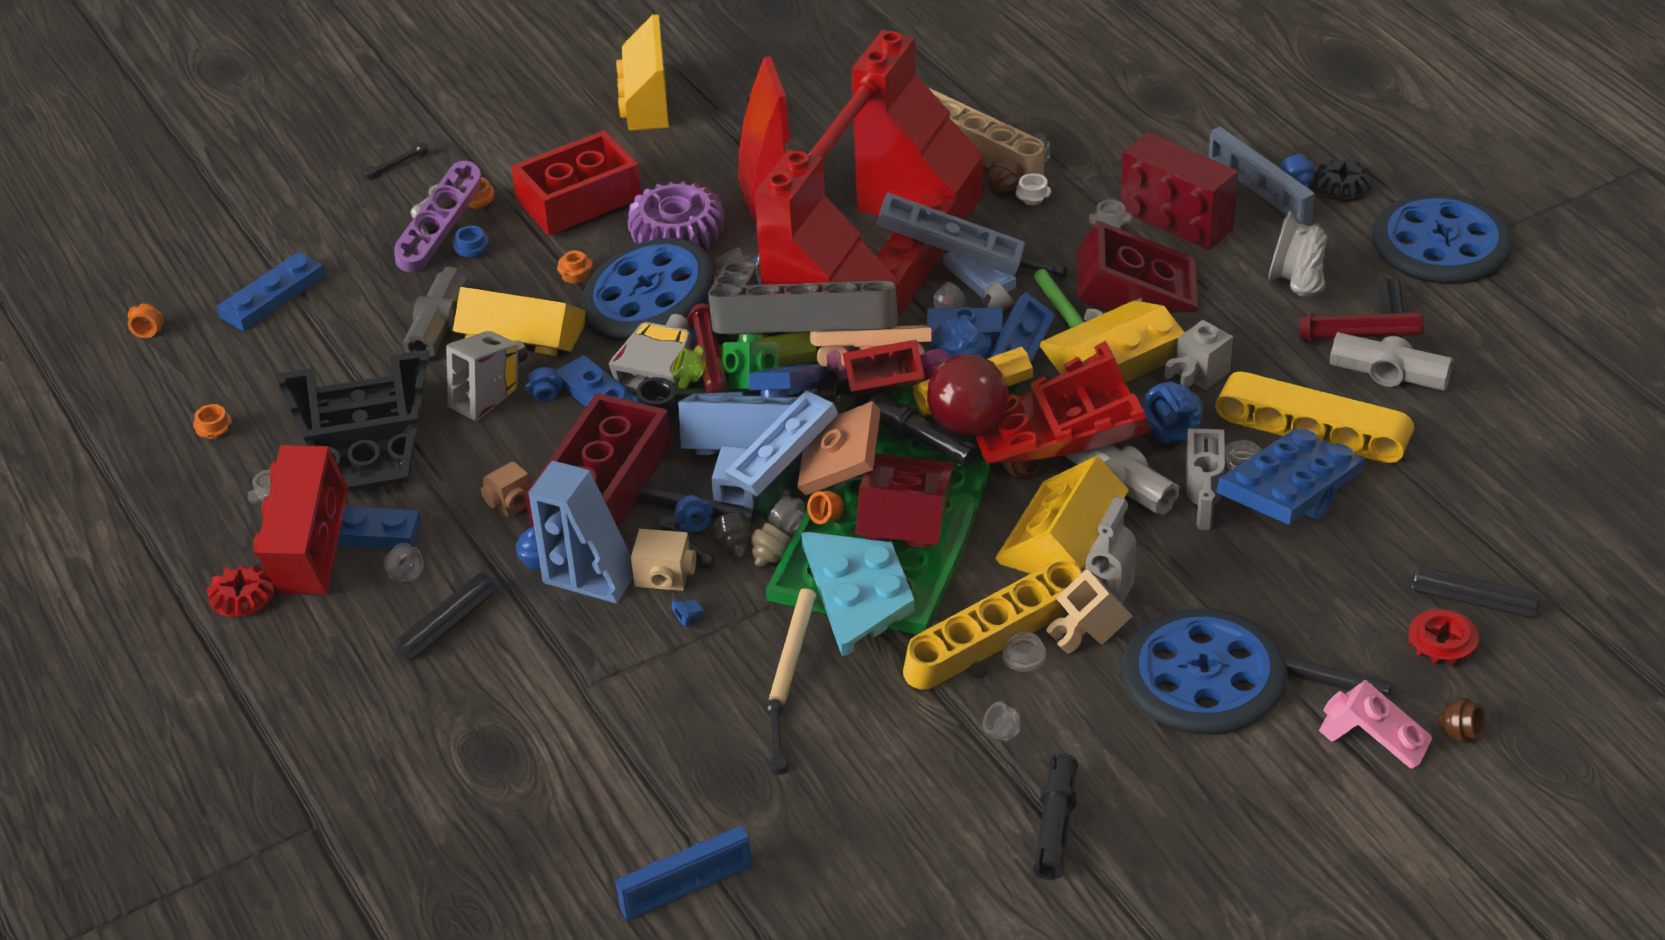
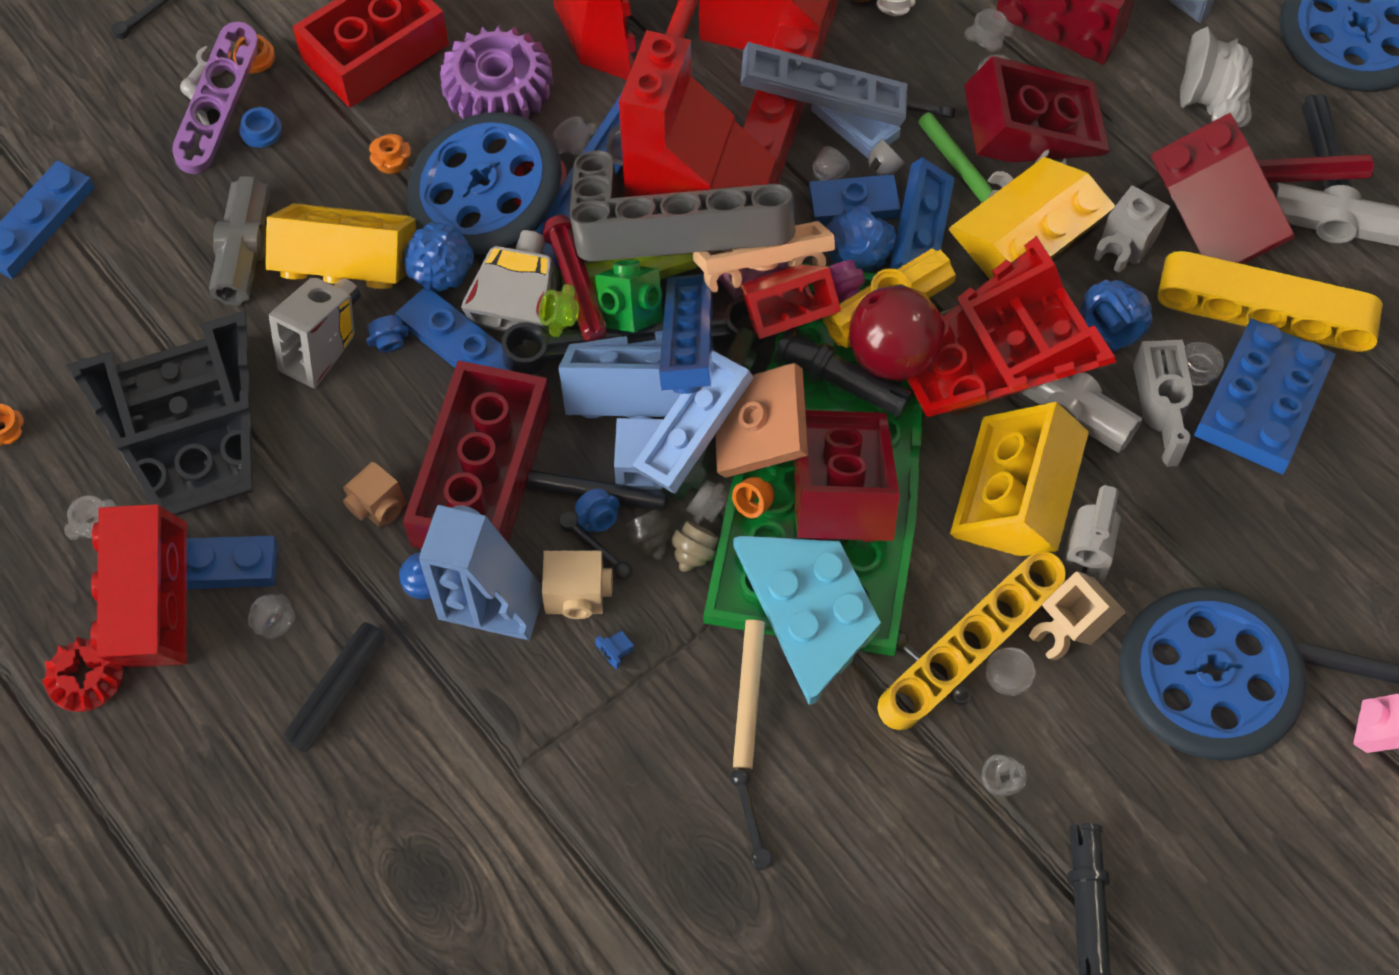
camera: 10 degrees left, 20 degrees up
(597, 332) = (438, 257): none -> blue piece
(1284, 331) = (1222, 193): none -> dark red slope

